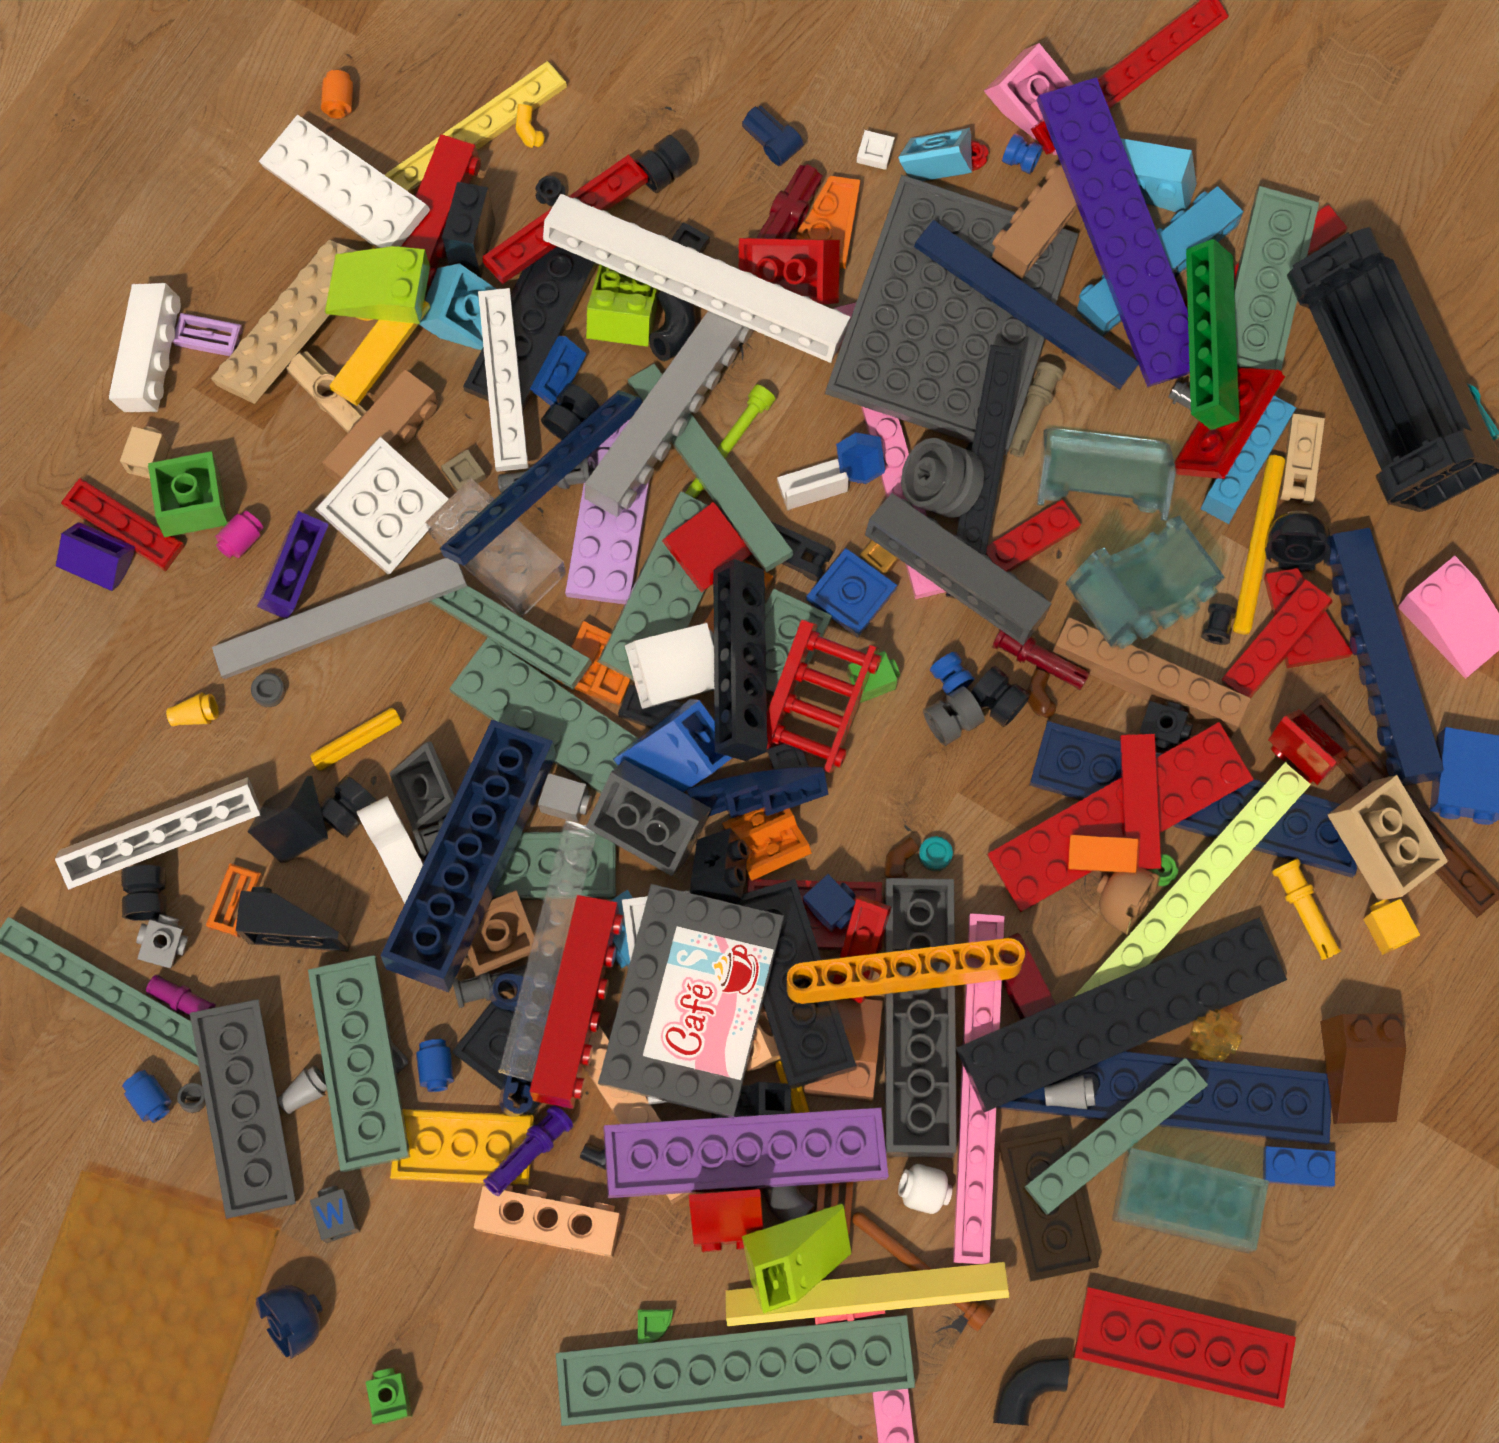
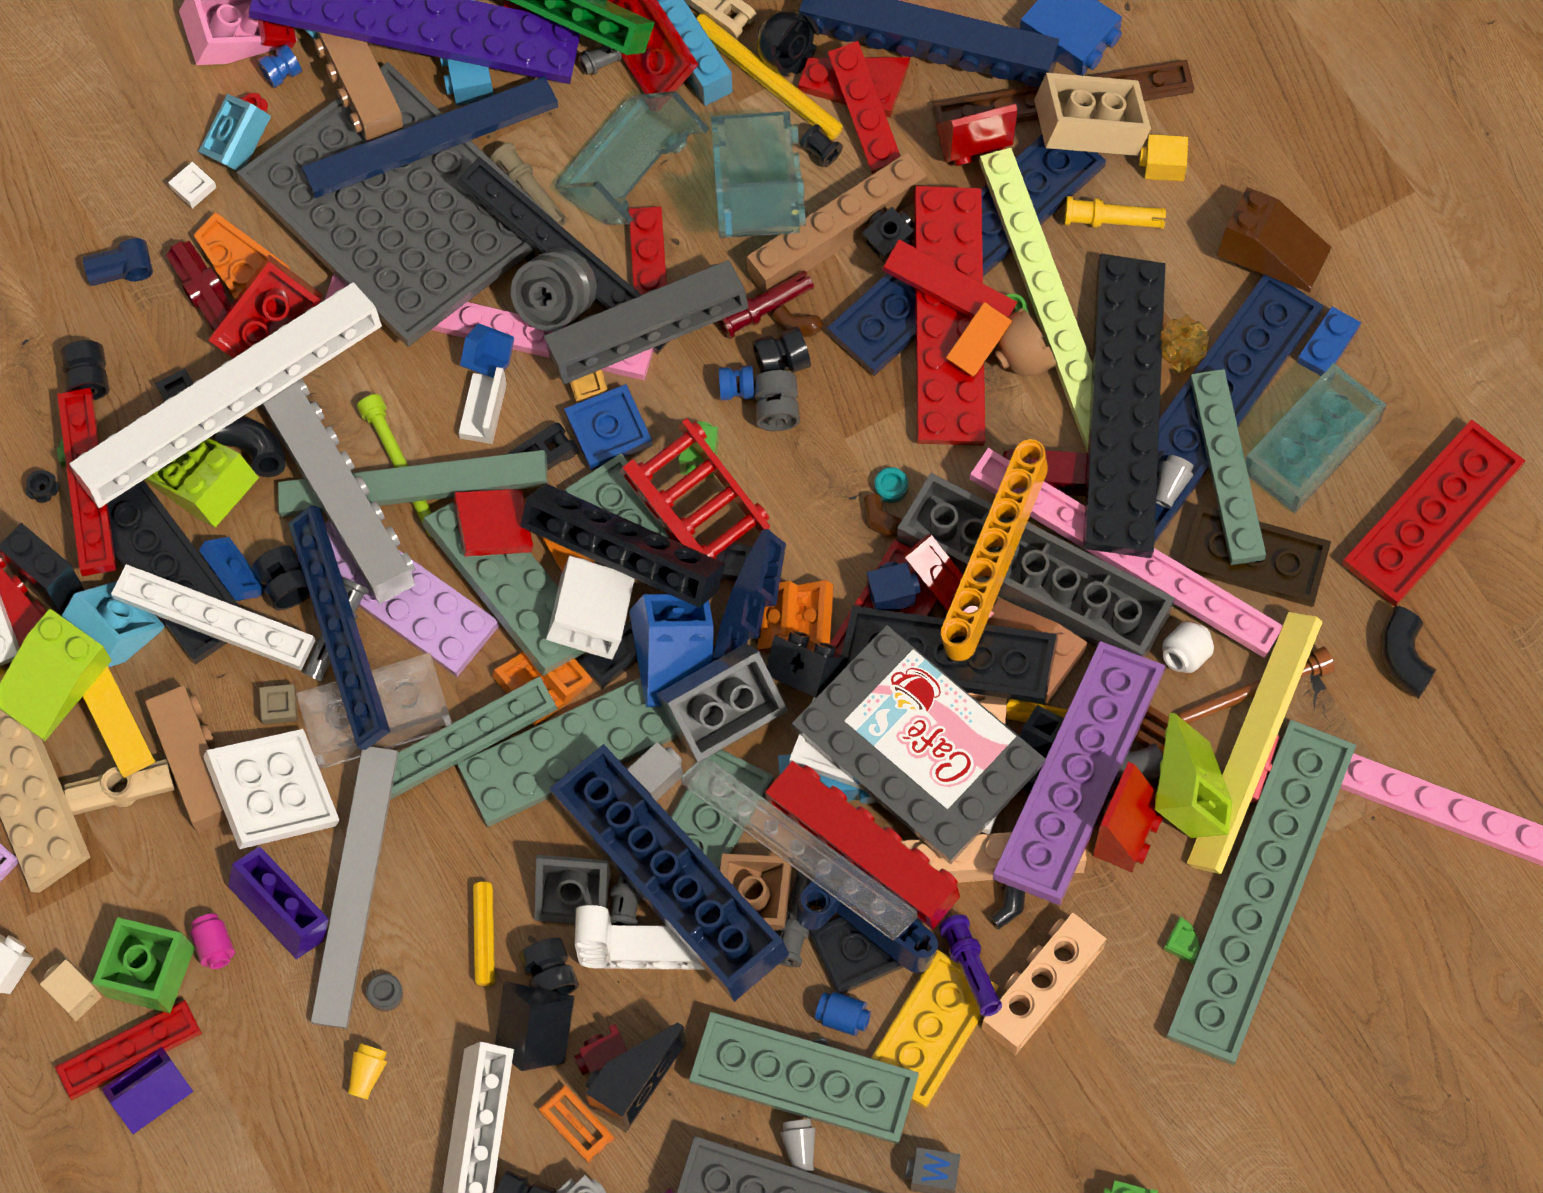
camera: 60 degrees left, 5 degrees down
(299, 889) = (599, 1051): none -> dark red brick

